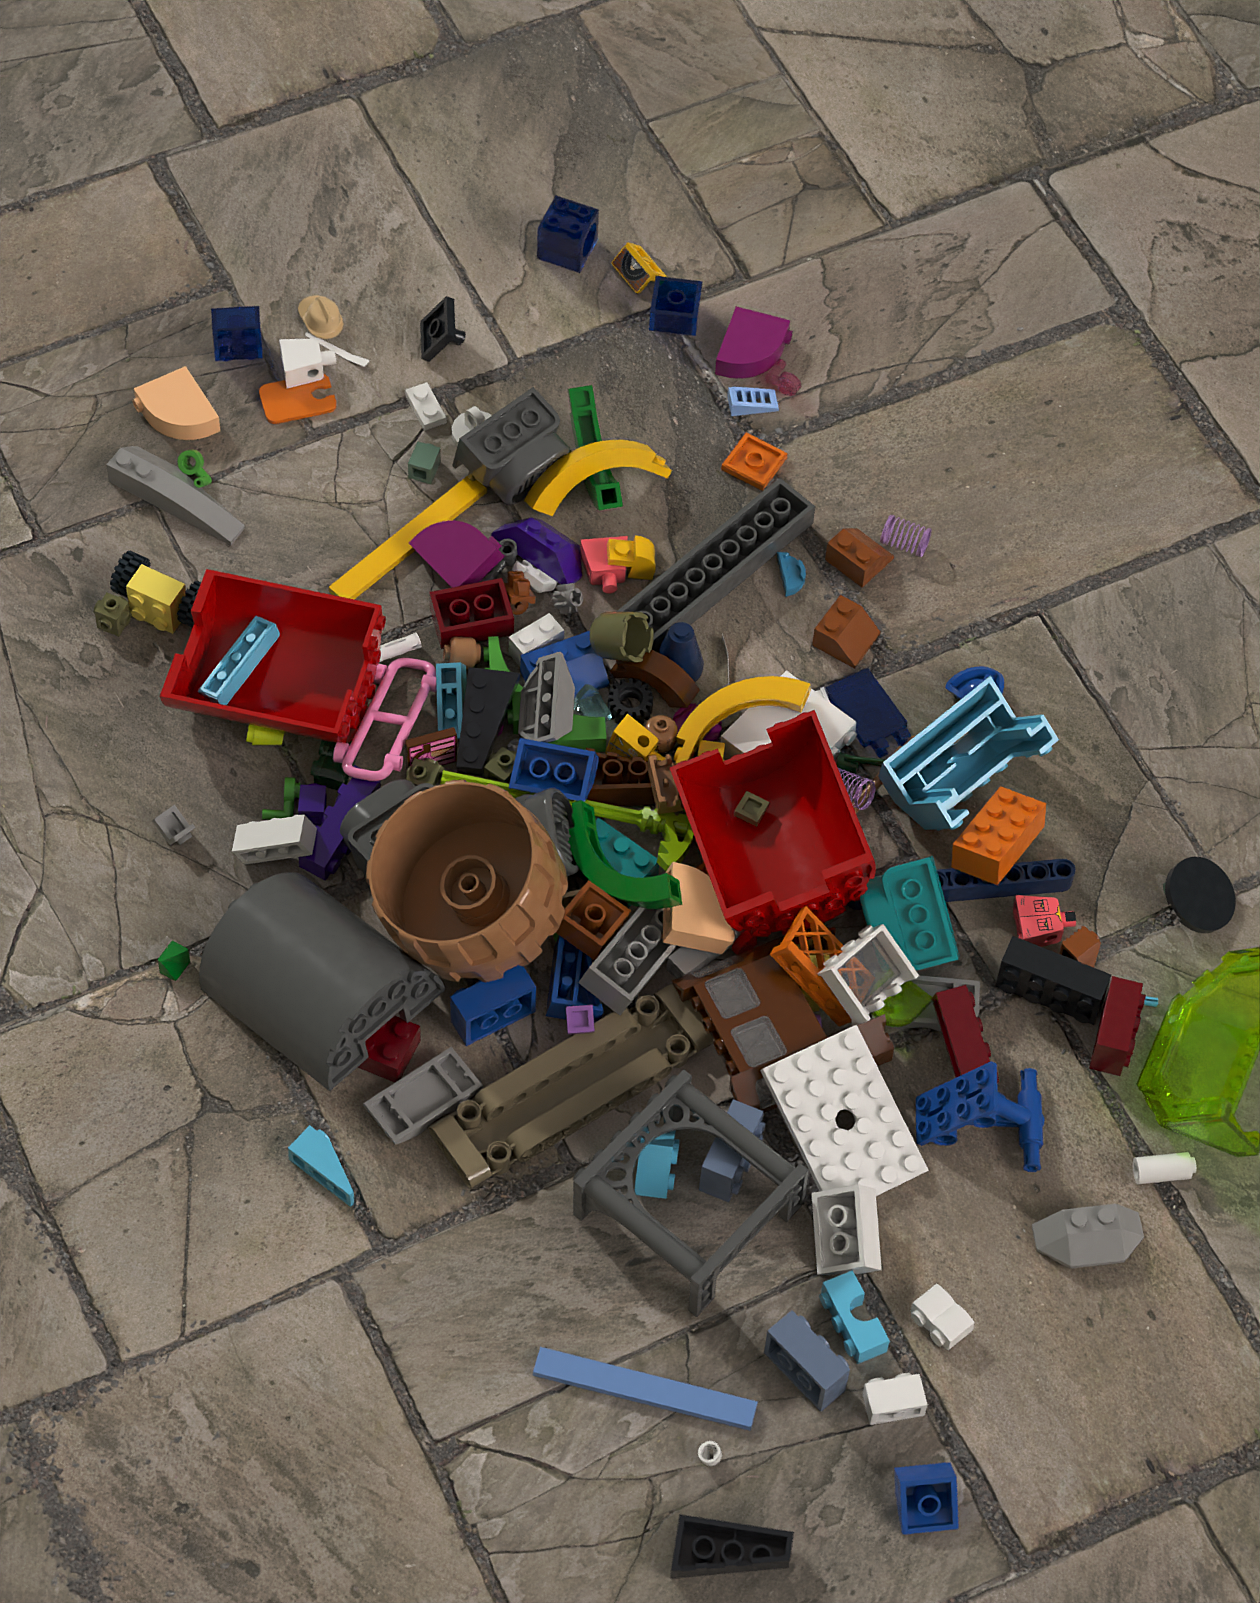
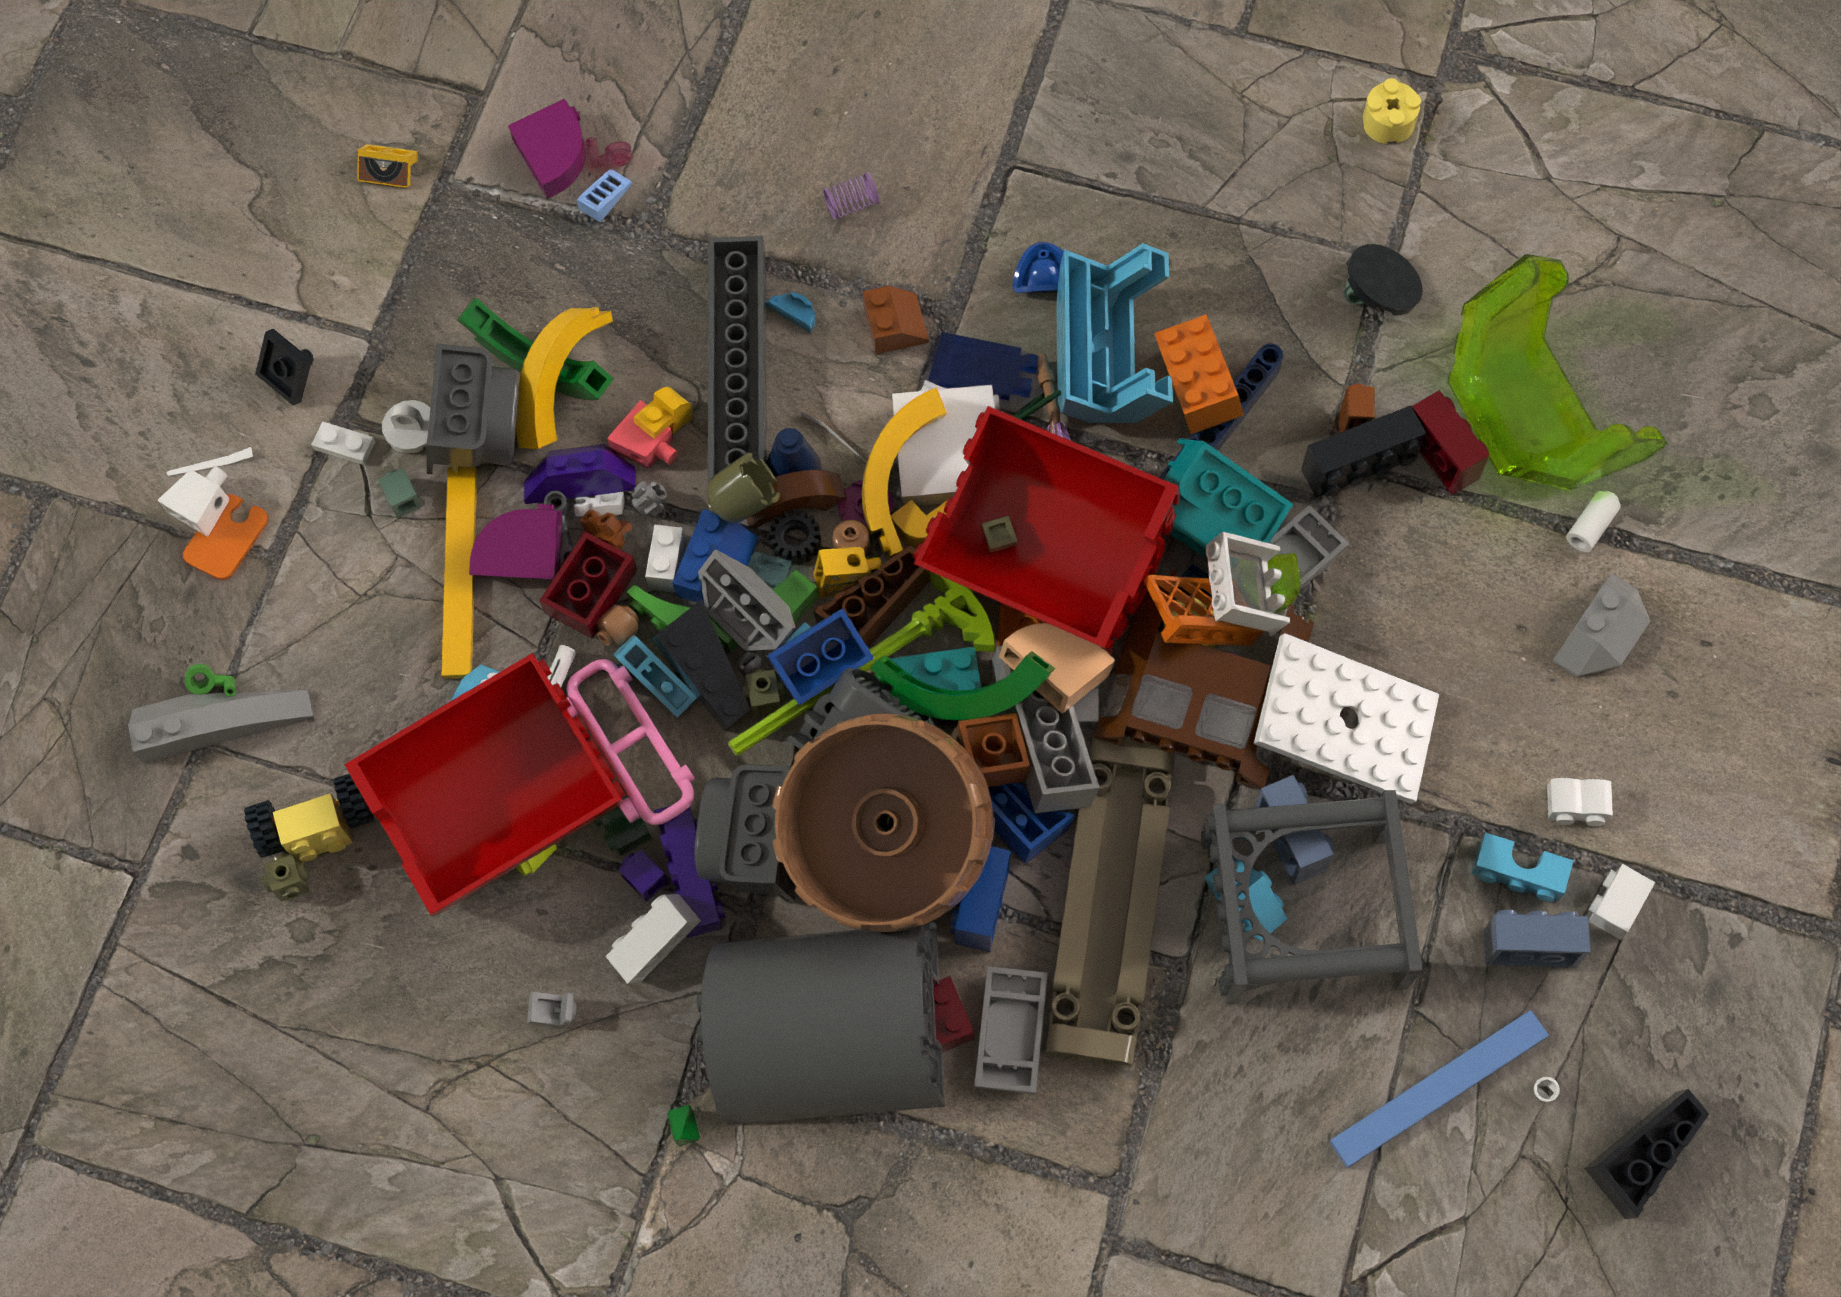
camera: 40 degrees left, 10 degrees up
(177, 406) = (131, 641): light nougat brick -> none
(237, 333) = (114, 528): clear blue brick -> none
(240, 661) = (450, 814): medium azure slope -> none
(291, 791) = (612, 882): bright green plate -> none
(317, 1158) = (993, 1169): medium azure slope -> none
(321, 316) = (164, 446): tan piece -> none
(425, 772) = (720, 759): olive brick -> none
(437, 746) = (691, 732): reddish brown tile -> none
(567, 234) = (299, 186): clear blue brick -> none
(579, 1019) = (1066, 842): medium lavender tile -> none
(663, 785) = (914, 582): medium nougat hinge -> none
(675, 305) = (457, 169): clear blue brick -> none
(754, 461) = (662, 243): orange tile -> none
(846, 1230) = (1445, 806): white slope -> none
(857, 555) = (831, 247): dark orange slope -> none
(926, 1498) = (1728, 954): blue slope -> none
(961, 1029) = (1357, 565): dark red brick -> none
(976, 1102) = (1427, 607): blue plate -> none
(1040, 919) = (1294, 413): coral torso -> none

